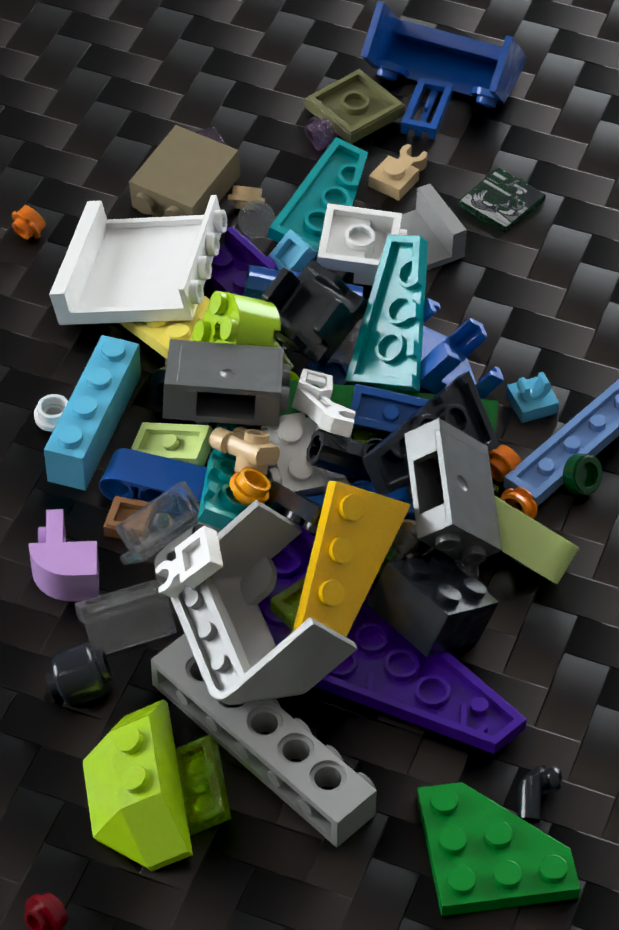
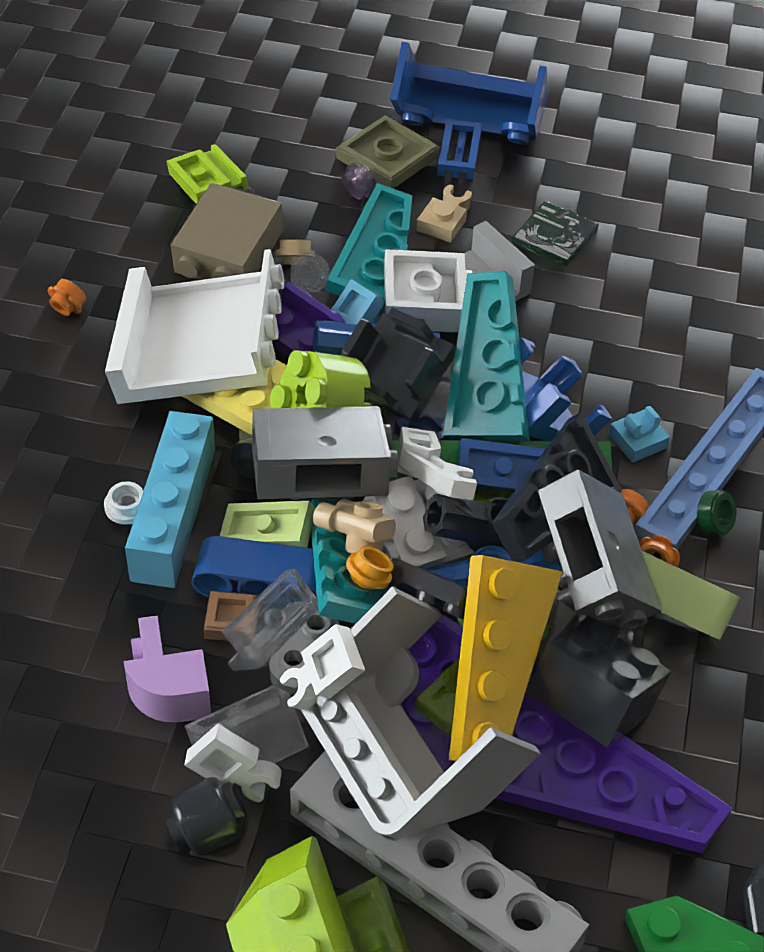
camera: 10 degrees left, 0 degrees up
(108, 631) = (233, 760): none -> white plate
(173, 109) = (199, 169): none -> lime plate

